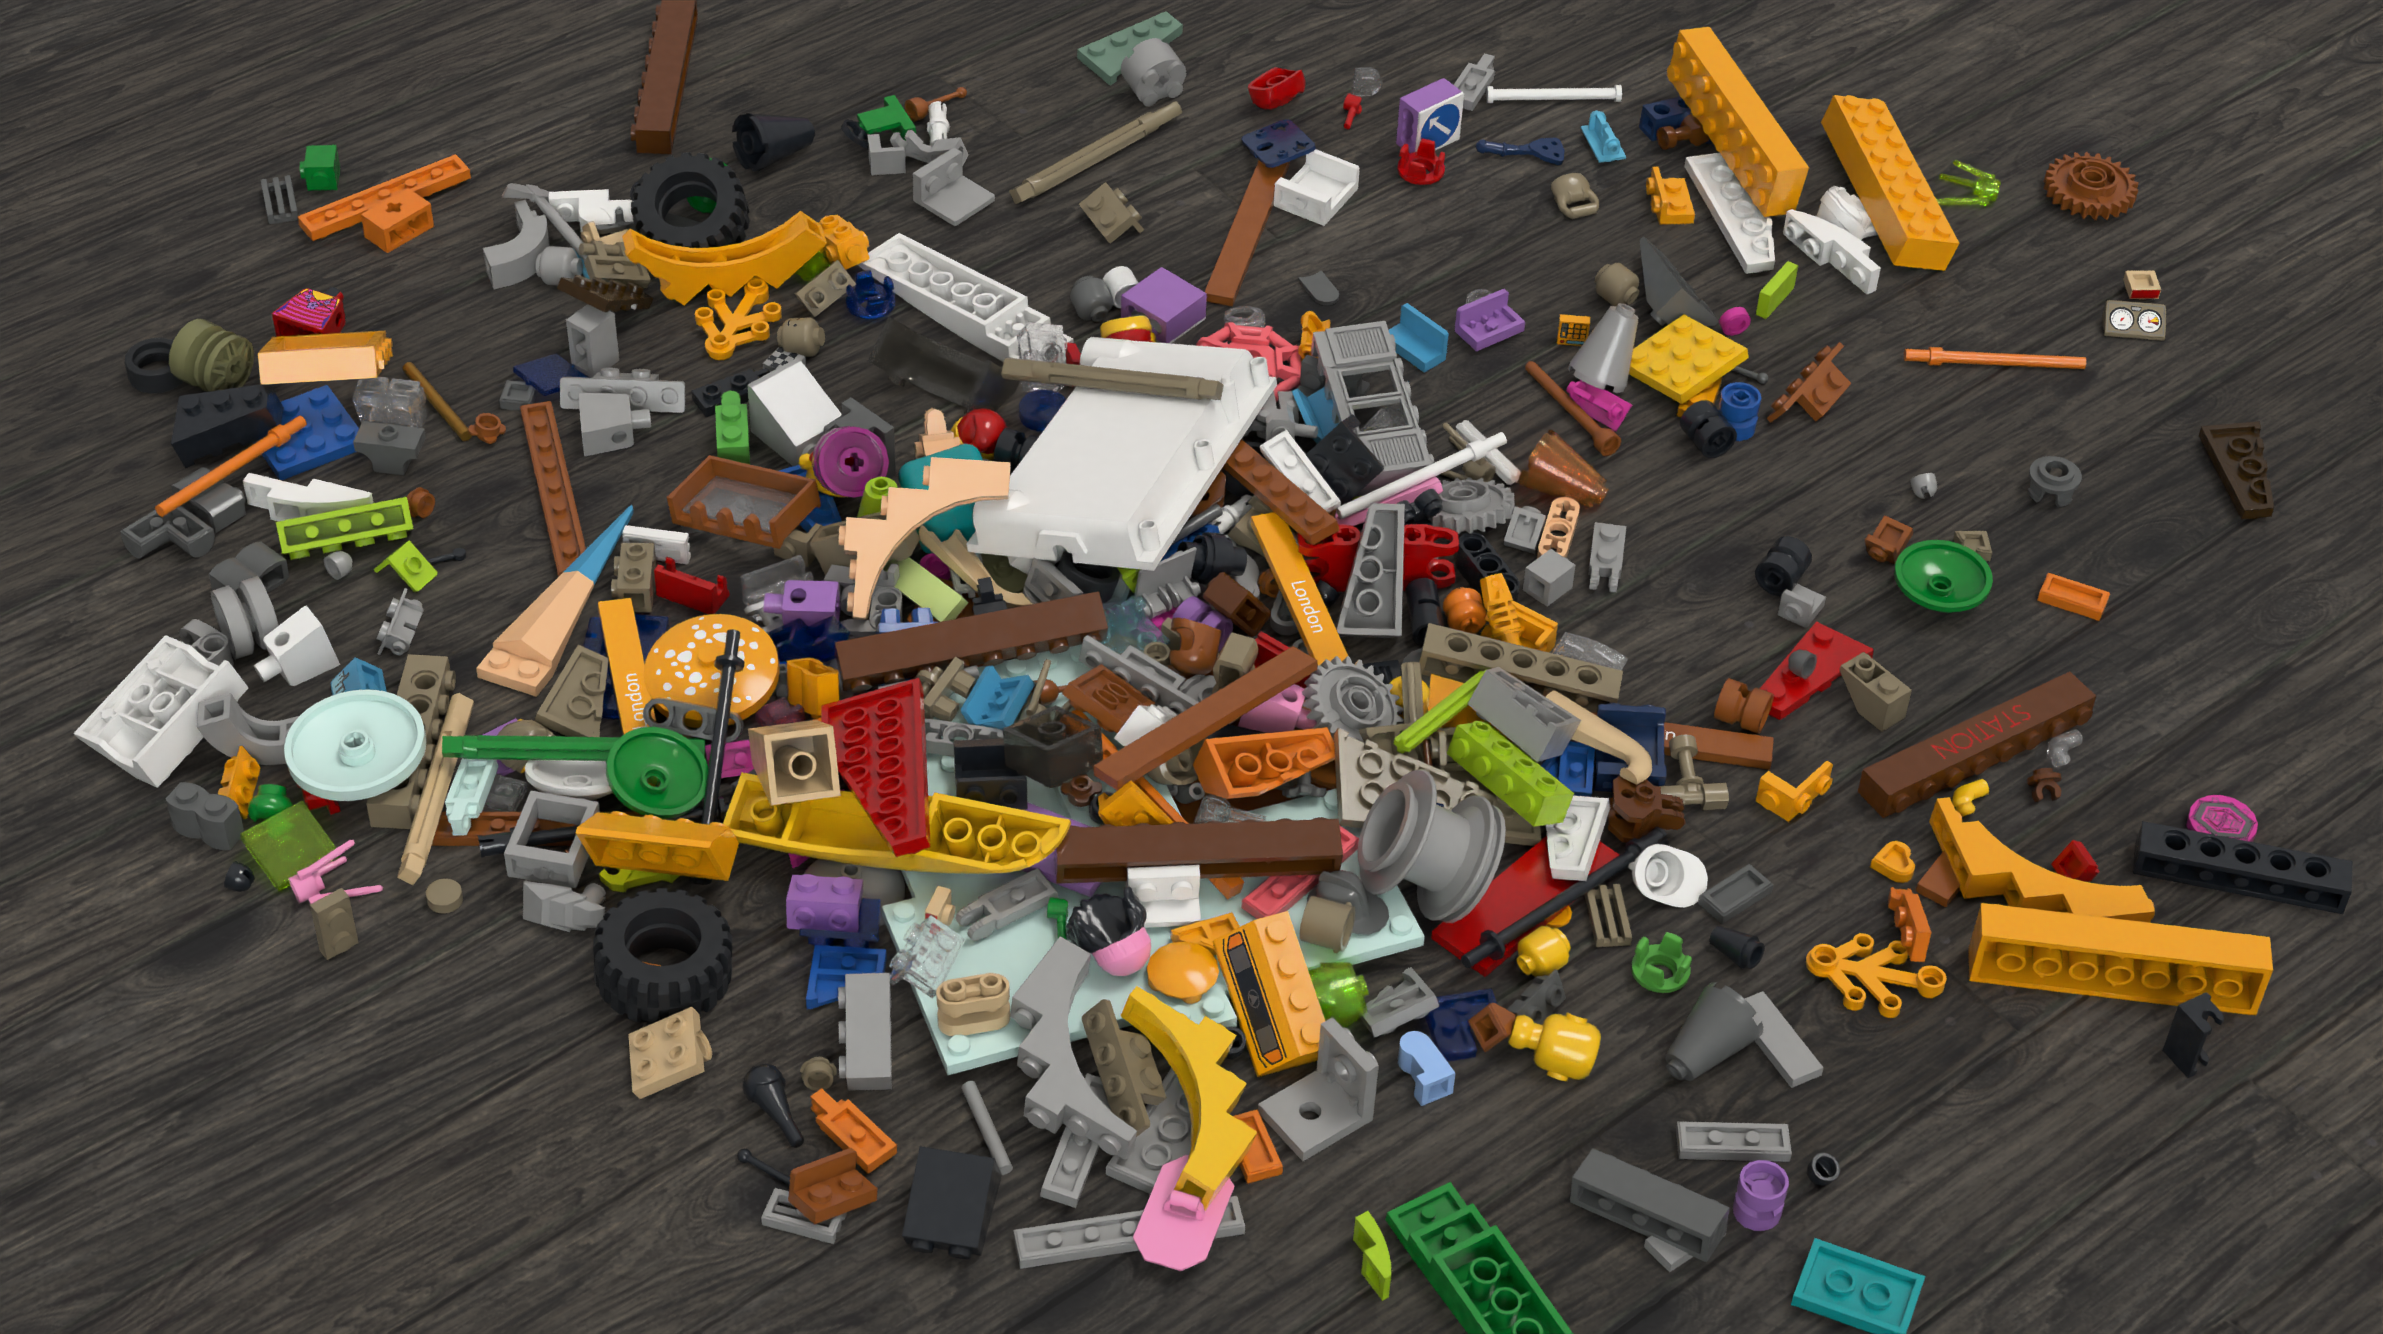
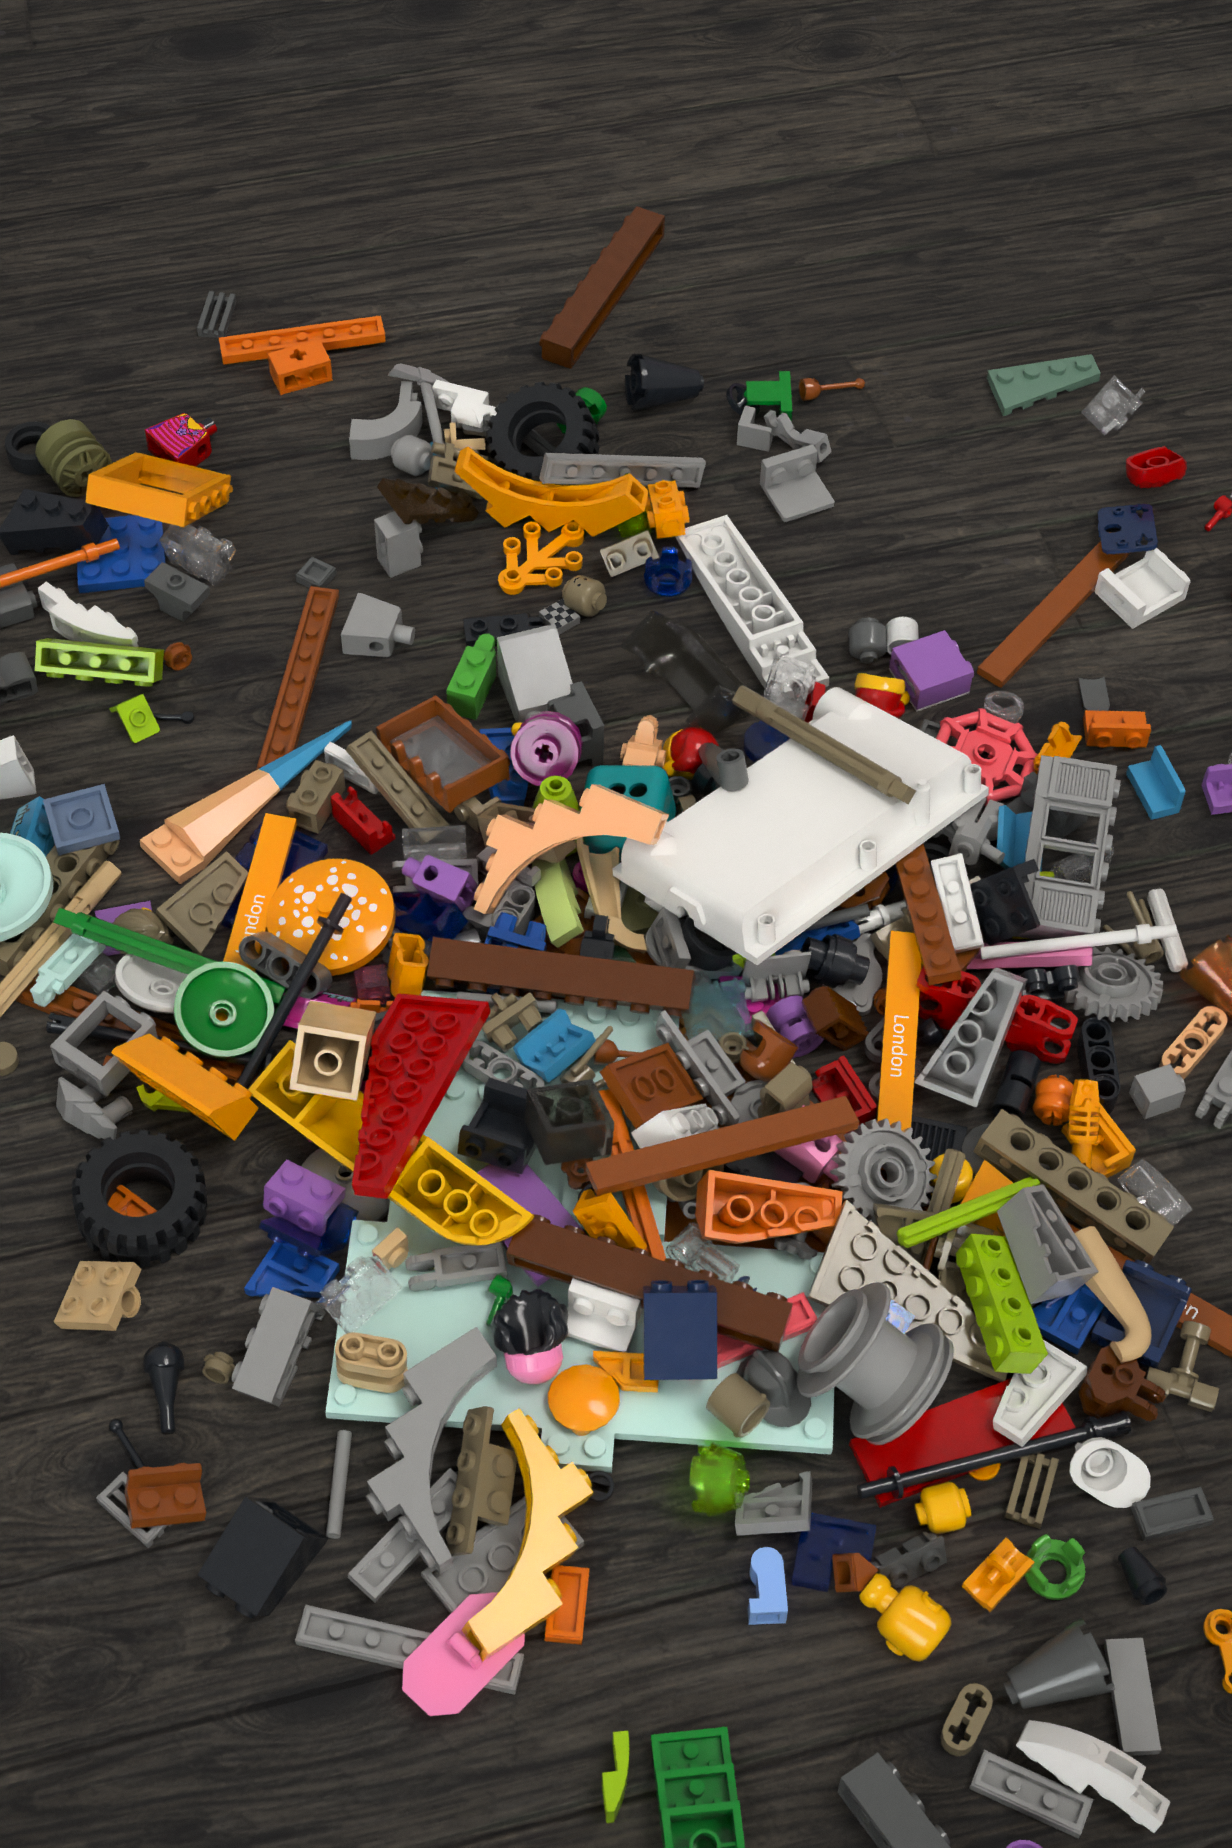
camera: 25 degrees right, 10 degrees up
(321, 167) = (263, 294): green brick -> none
(338, 564) = (81, 694): light grey hinge -> none
(394, 634) = (106, 762): light grey hinge -> none
(413, 662) = (81, 819): none -> sand blue tile
(438, 402) = (245, 558): pearl gold bar -> none
(487, 428) = (272, 593): dark orange plate -> none
(546, 372) = (351, 562): clear blue piece -> none
(643, 389) = (418, 601): light grey bracket -> none
(707, 540) = (394, 783): none -> dark tan tile
(757, 220) = (597, 468): none -> light grey tile
(853, 1130) = (217, 1442): orange hinge -> none
(938, 124) = (819, 412): white pin -> none
(1031, 422) = (725, 766): none -> dark grey piece
(1094, 152) = (950, 484): dark tan piece -> none
(1109, 213) = (933, 553): dark tan bracket -> none
(1154, 71) = (1043, 417): light grey brick -> none
(1209, 48) = (1111, 405): none -> clear bracket
(1251, 873) = (680, 1331): none -> dark blue panel
(1271, 993) = (653, 1458): light orange slope -> none
(1338, 1091) = (667, 1576): light grey bracket -> none
(1356, 307) = (1116, 729): none -> orange bracket
(1525, 529) = (1160, 1029): light grey bracket -> none
(1617, 987) = (997, 1575): none -> light orange hips
(1656, 1106) = (958, 1715): none -> dark tan beam
(1765, 1093) = (1085, 1760): none -> white slope

